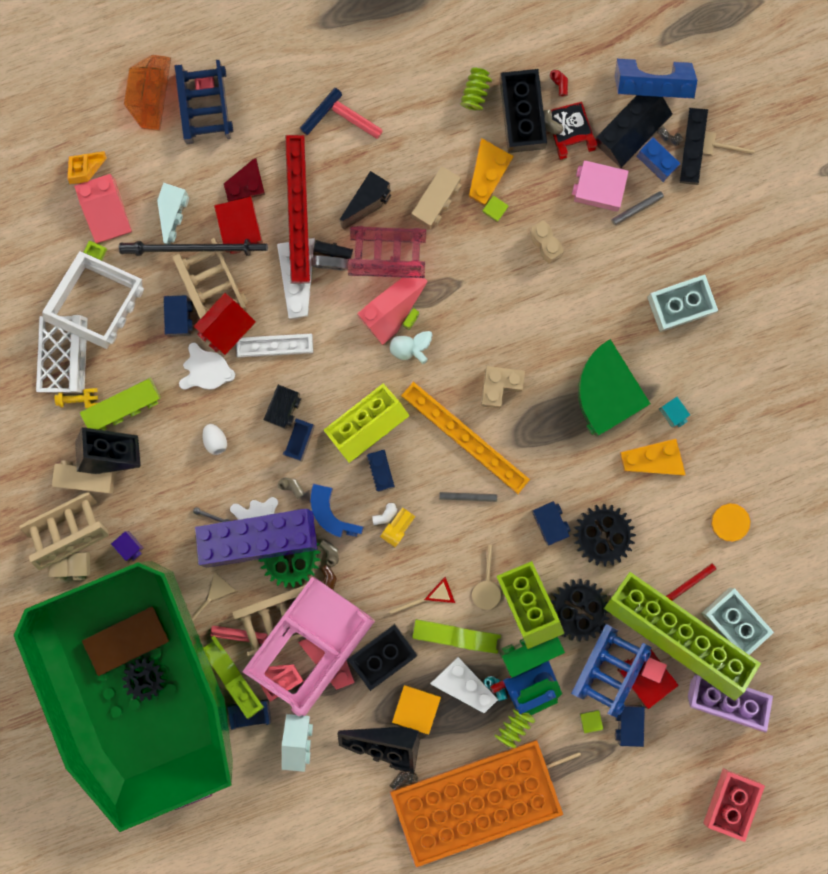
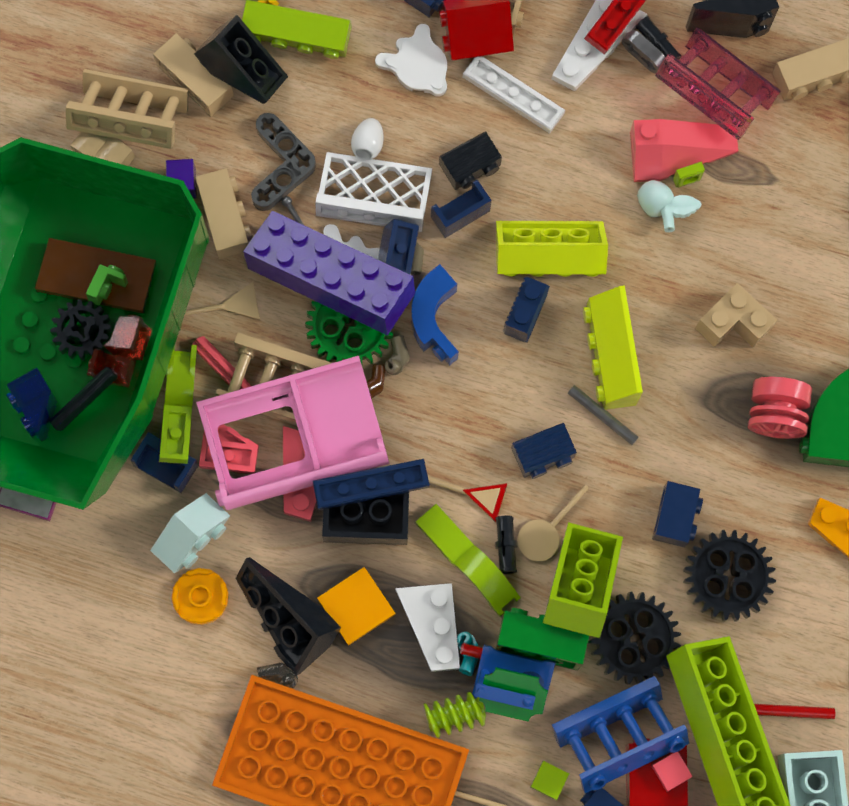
camera: 35 degrees right, 10 degrees down
(135, 648) = (100, 285): none -> bright green bracket
(153, 742) = (36, 401): none -> clear blue slope
(167, 546) = (224, 213): none -> tan brick
(174, 662) = (129, 338): none -> clear red window
(177, 717) = (83, 398): none -> black axle
(178, 688) = (121, 365): none -> clear red bracket
(182, 489) = (289, 167): none -> dark grey beam
(245, 482) = (365, 210): none -> white fence
(282, 493) = (398, 244): none -> dark blue panel
(327, 770) = (200, 596): none -> light orange tile
(374, 642) = (371, 484): none -> dark blue tile
(387, 516) = (493, 366): white arm -> none
(395, 531) = (489, 388): yellow piece -> none
(446, 456) = (613, 349): none -> neon yellow slope
(452, 543) = (544, 451): none -> dark blue brick
(465, 437) = (651, 351): light orange tile -> none
(471, 612) = (506, 544): none -> black pin
(563, 420) = (780, 407): none -> coral wheel

